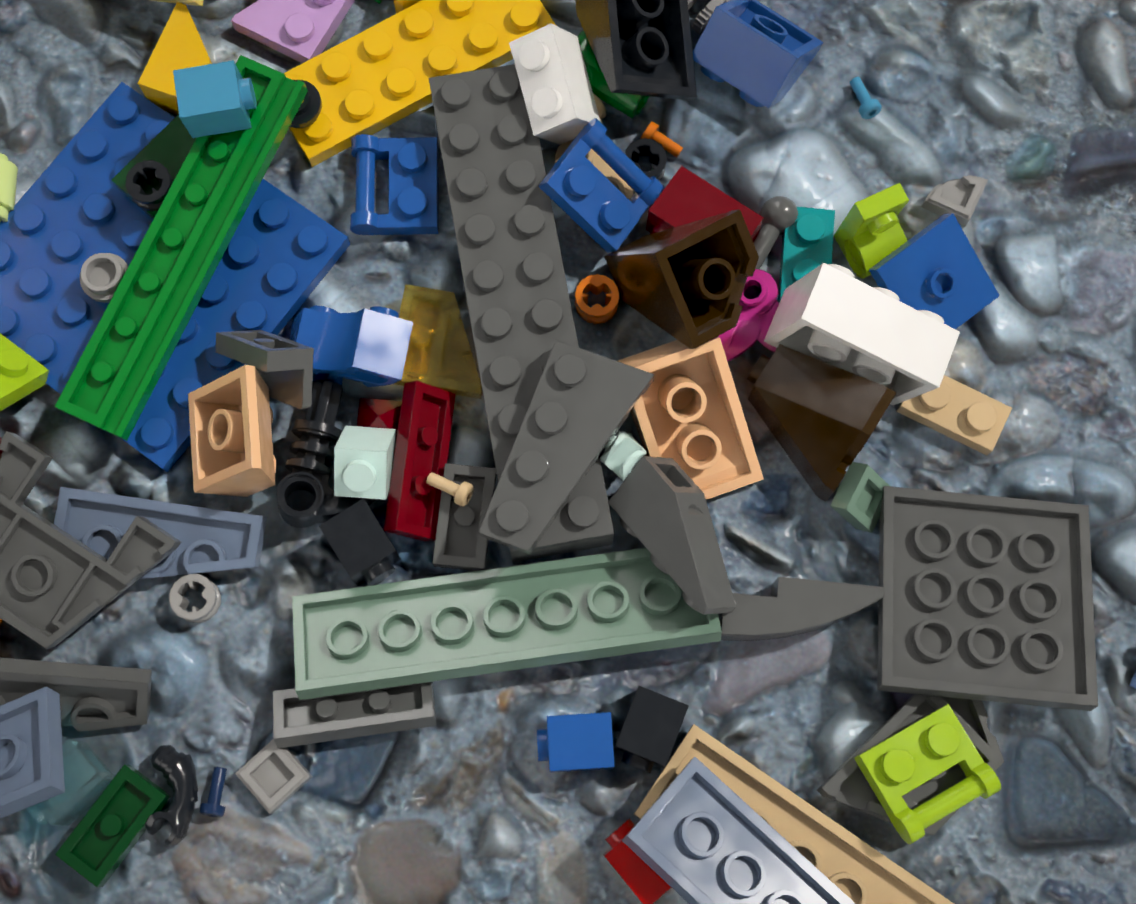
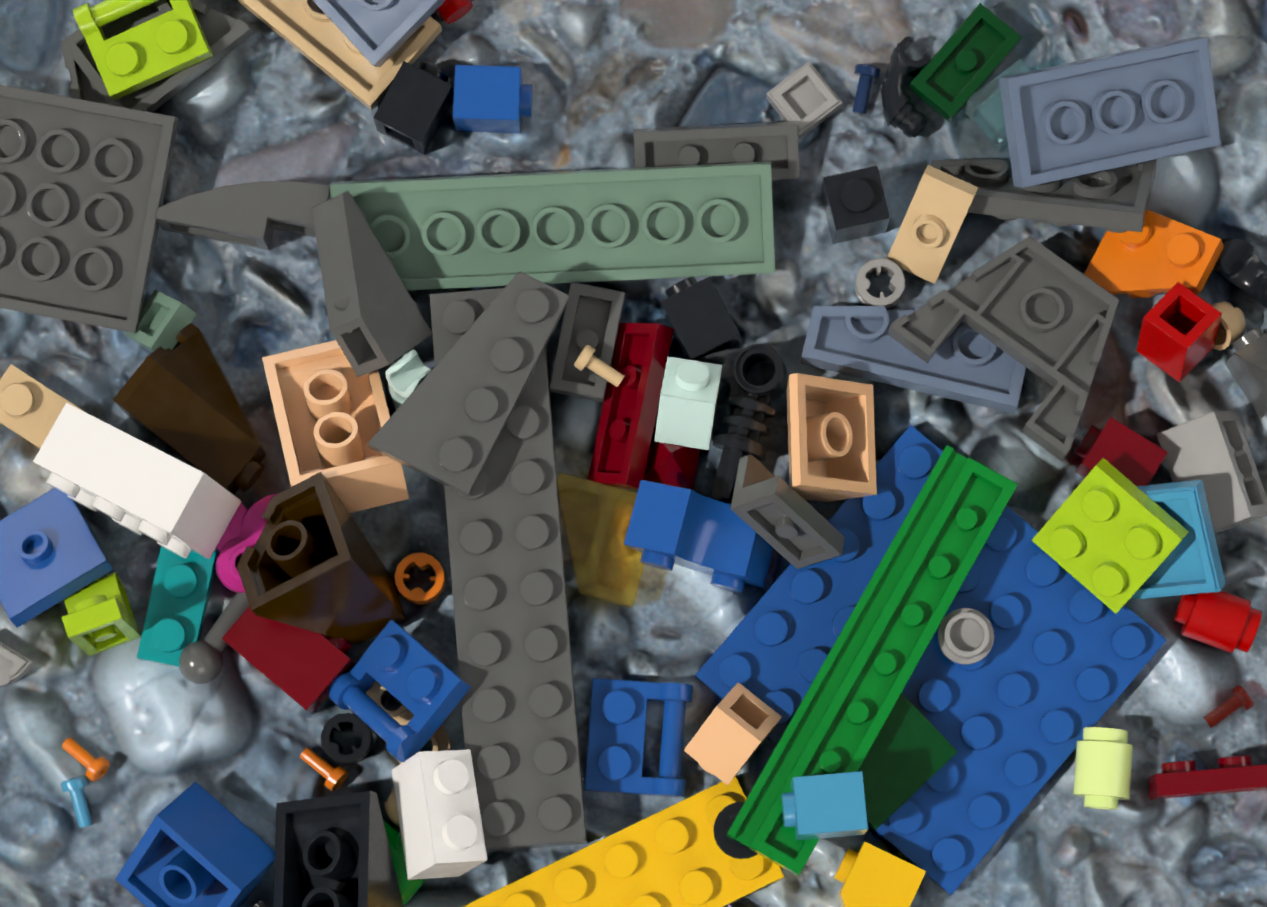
camera: 170 degrees left, 5 degrees up
(139, 652) = (932, 224): none -> tan plate
(143, 172) = (925, 724): black bush -> none
(216, 667) = (855, 204): none -> black brick
(309, 183) = (732, 733): none -> light nougat brick
(854, 123) = (95, 767): none -> orange piece

